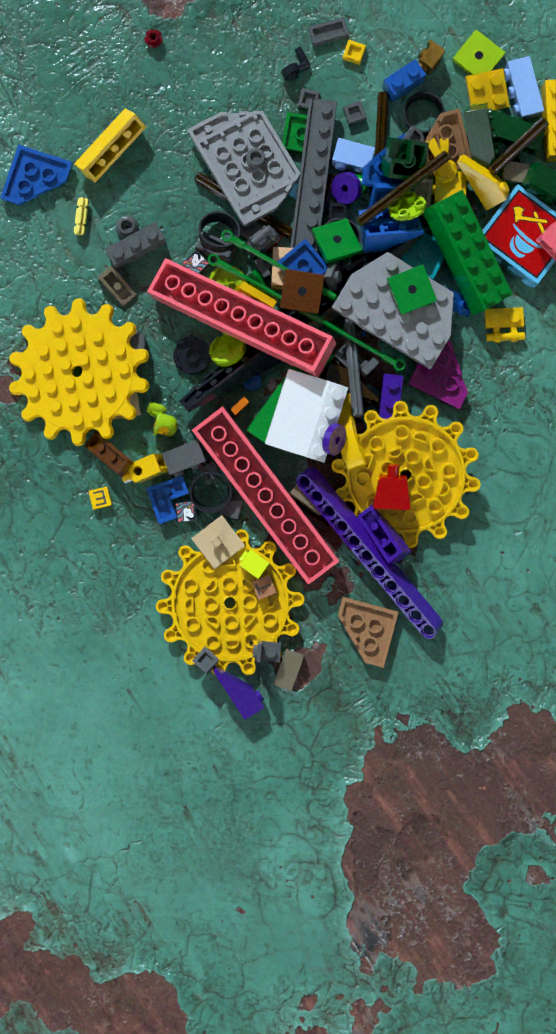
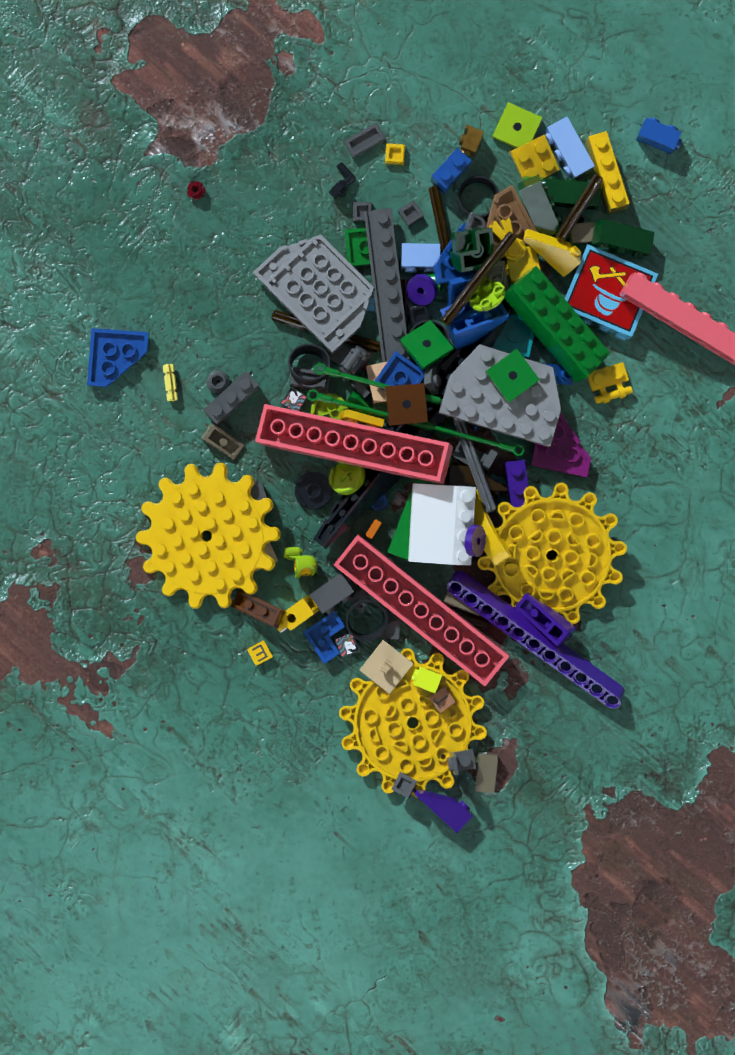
camera: 15 degrees left, 0 degrees up
(110, 145) = (181, 306): yellow brick -> none
(255, 158) = (326, 284): dark grey tile -> none
(369, 628) = (554, 713): medium nougat plate -> none
(392, 490) = (542, 574): red torso -> none

